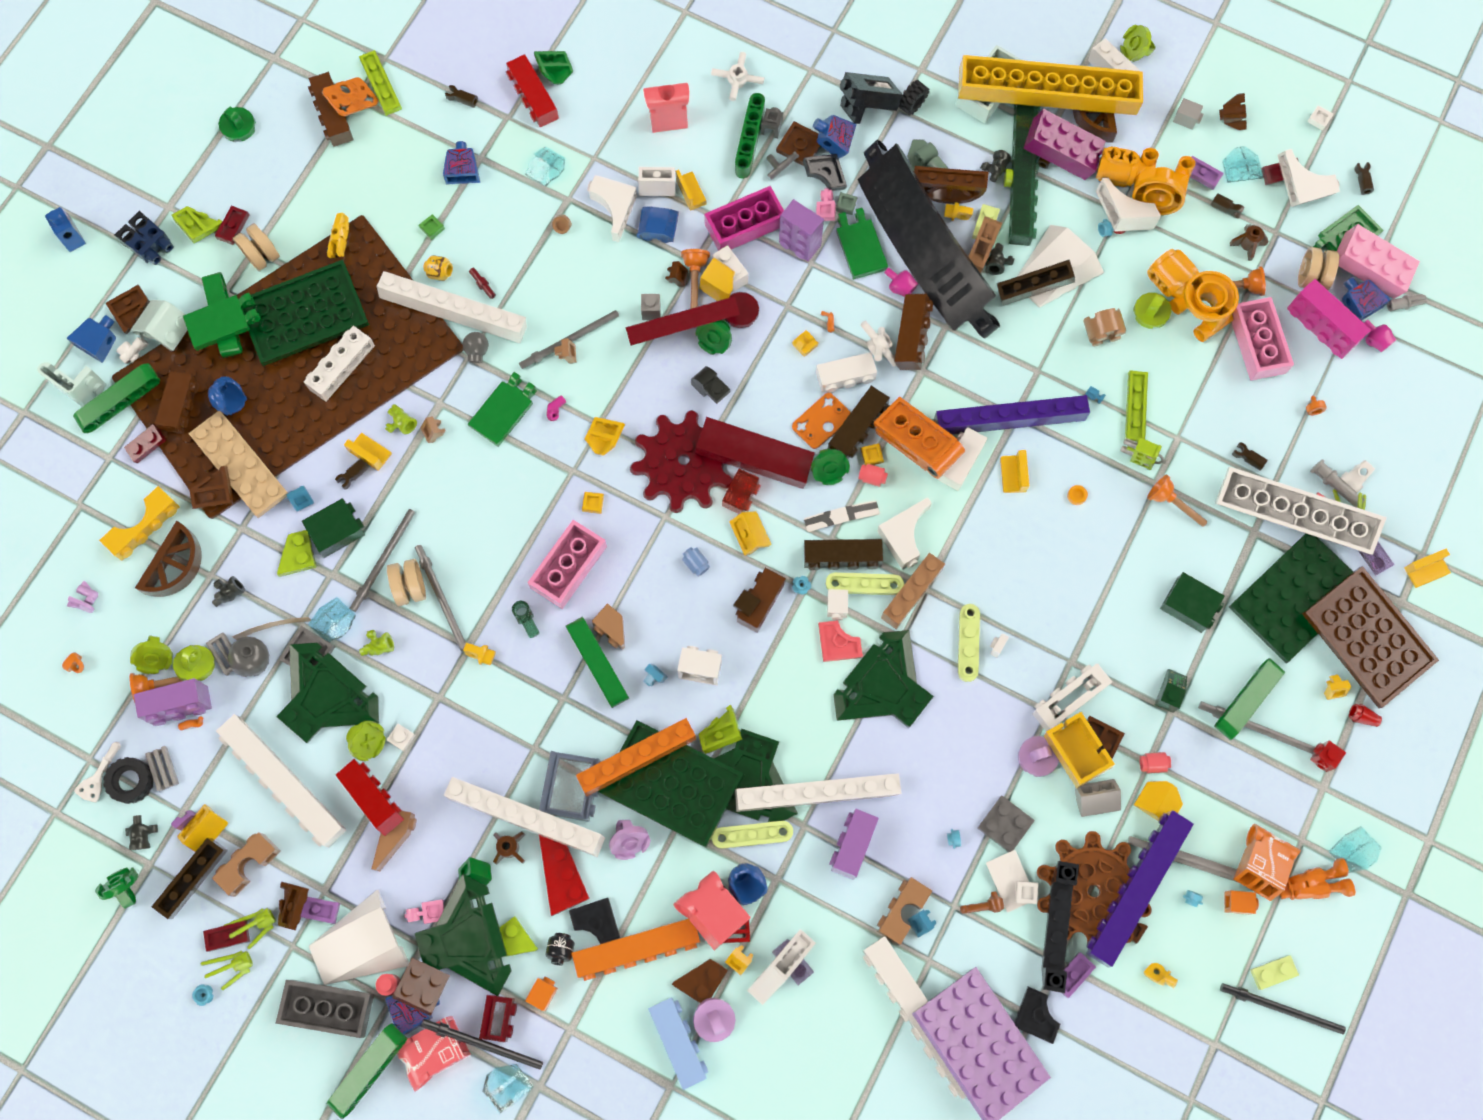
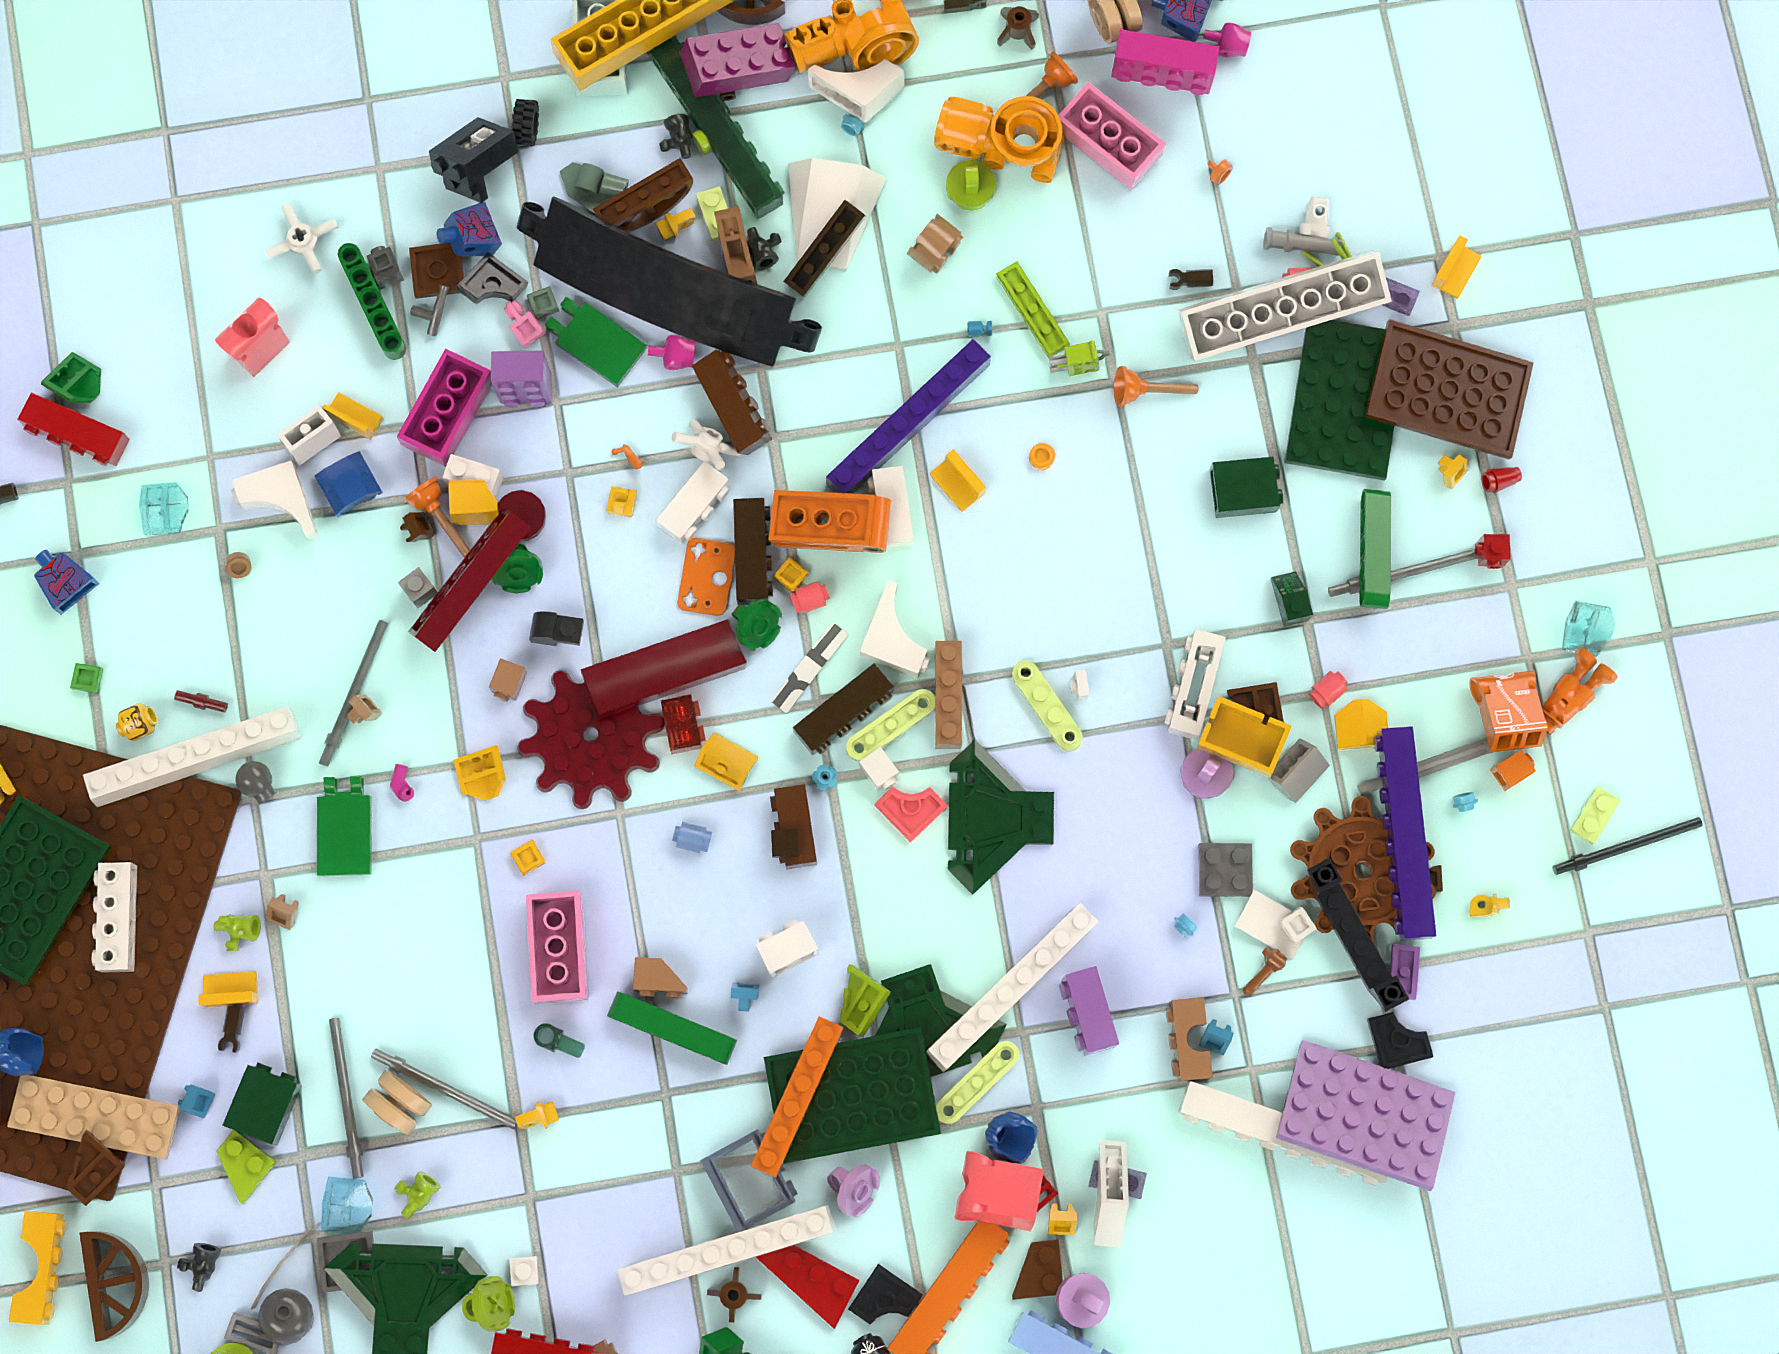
camera: 40 degrees left, 5 degrees up
(660, 394) = (507, 680): none -> medium nougat brick

